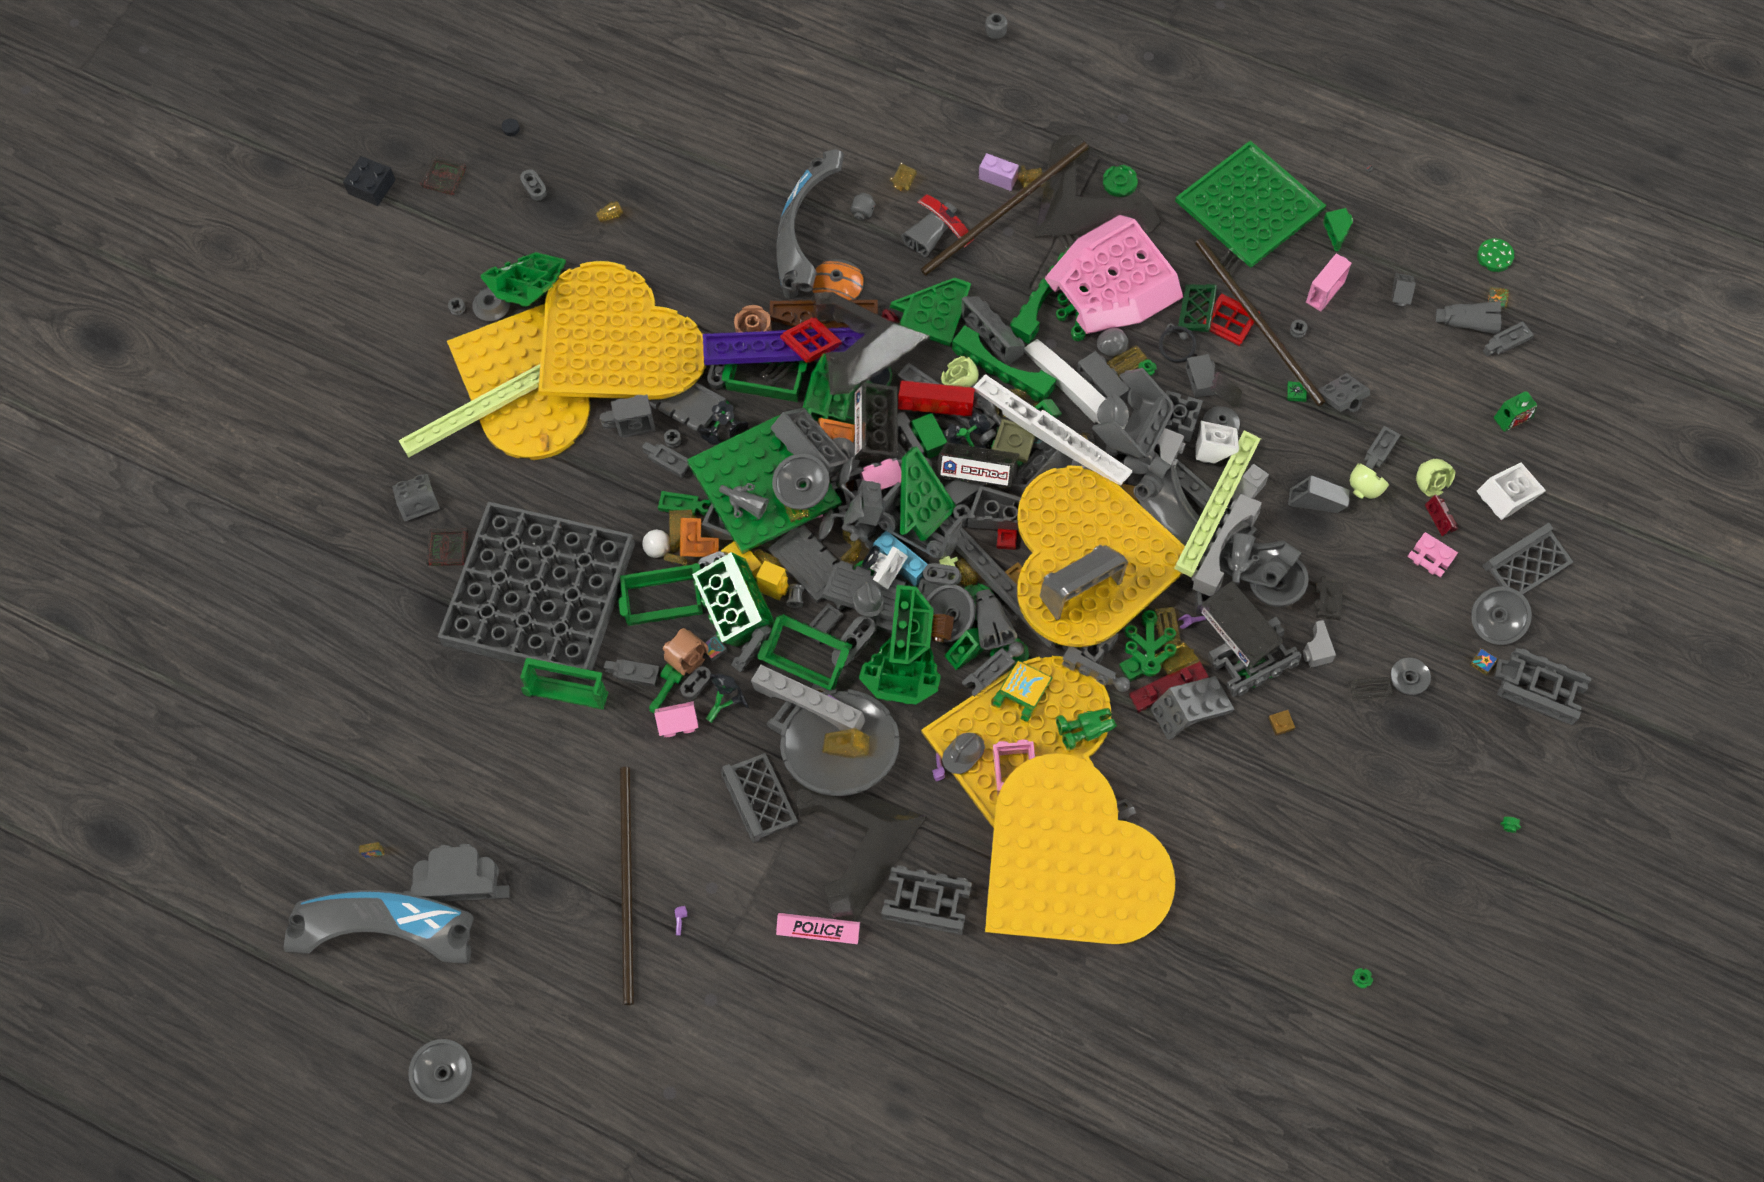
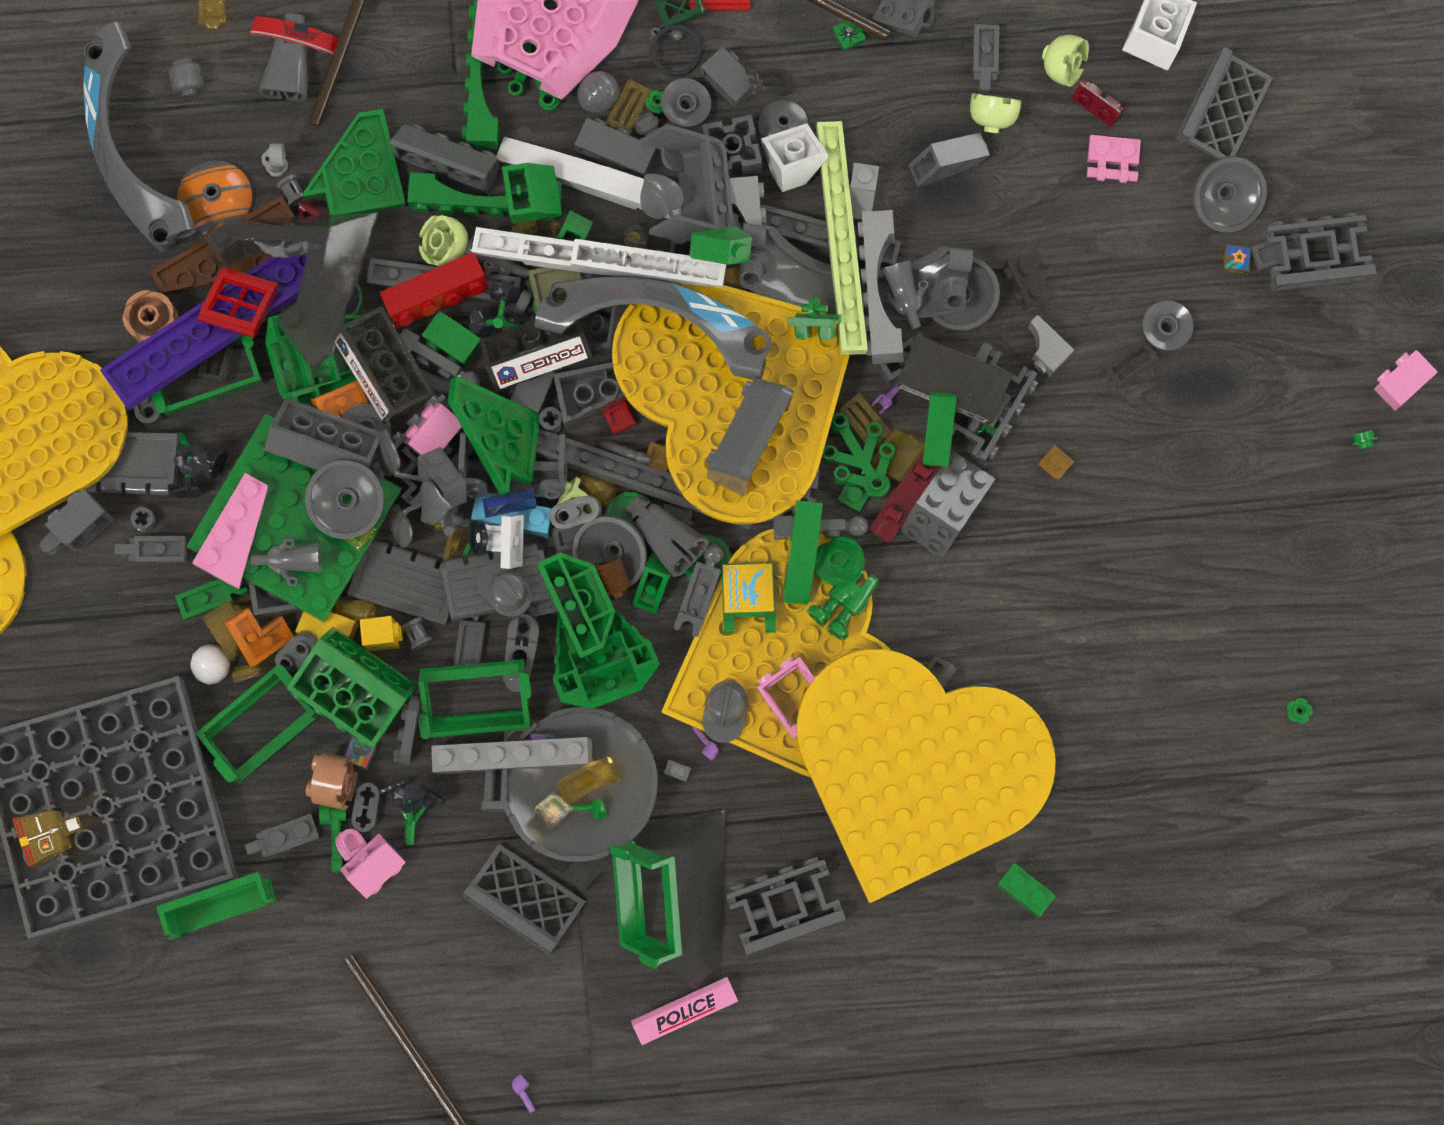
camera: 35 degrees left, 15 degrees up
(489, 580) = (45, 835): none -> clear yellow torso
(670, 697) = (349, 843): none -> bright pink tile
(714, 469) = (231, 538): none -> bright pink wing
(812, 748) = (553, 809): none -> clear yellow tile
(827, 832) = (630, 904): none -> green piece
(841, 765) = (597, 808): none -> green hand
(885, 301) = (291, 190): none -> dark grey bush
(886, 277) = (275, 160): none -> light grey connector
(903, 543) = (509, 503): none -> clear blue tile
(909, 774) = (677, 771): none -> flat silver piece
(998, 560) = (639, 456): none -> dark grey piece
(1032, 372) = (531, 192): none -> green slope
(1074, 677) = (802, 552): none -> green slope
(1096, 698) = (839, 561): none -> green tile
(1097, 984) = (1025, 890): none -> green brick
(1108, 512) = (723, 325): none -> dark grey panel
(1134, 459) = (721, 245): none -> green slope
(1168, 370) = (689, 92): none -> dark grey dish
(1174, 542) = (804, 321): none -> green hips
(1213, 650) = (939, 429): none -> green tile
(1562, 800) = (1405, 380): none -> bright pink brick

